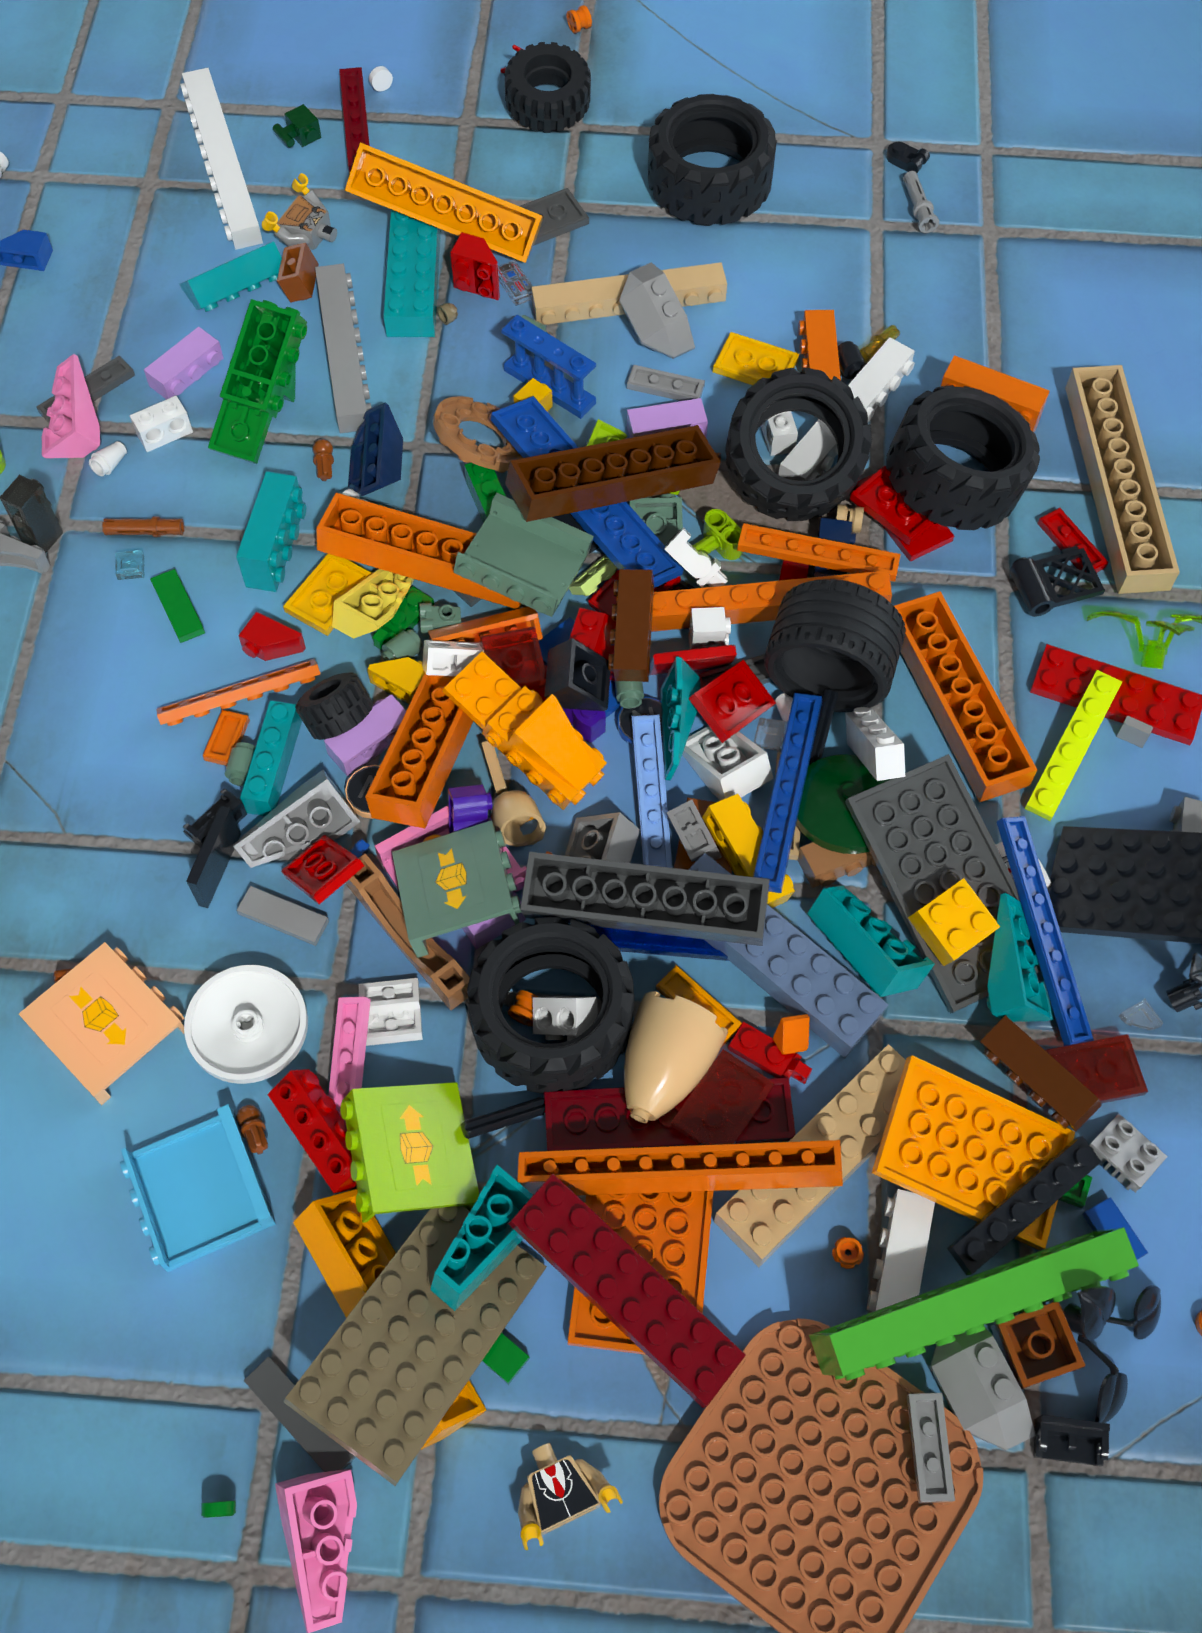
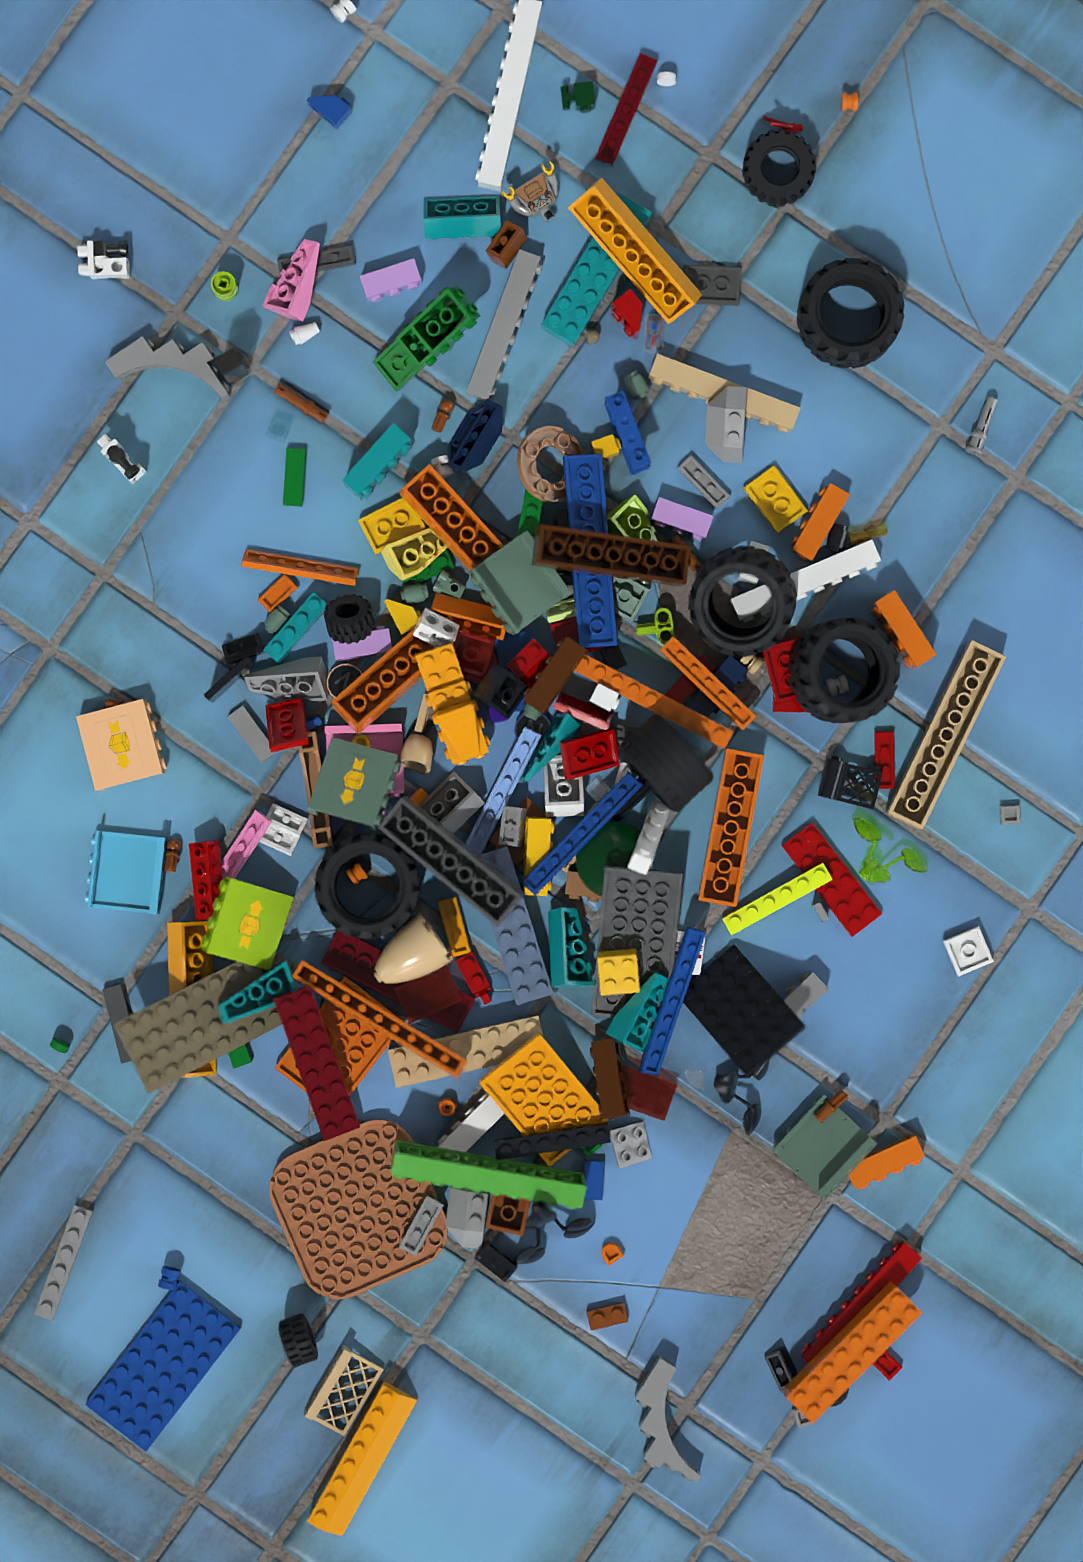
camera: 25 degrees right, 25 degrees up
(161, 423) = (351, 325): white brick -> none
(246, 1024) = (197, 794): white dish -> none
(270, 639) = (336, 539): red slope -> none
(317, 1530) = (102, 1085): bright pink wedge -> none
(468, 807) = (389, 739): dark purple brick -> none
(503, 1117) = (310, 931): black axle -> none
(560, 1494) = (228, 1137): torso -> none
(563, 1016) = (372, 895): white brick -> none
(695, 561) = (628, 644): white hips -> none
(792, 1034) = (491, 977): orange slope -> none
(906, 156) = (1001, 371): black plate -> none

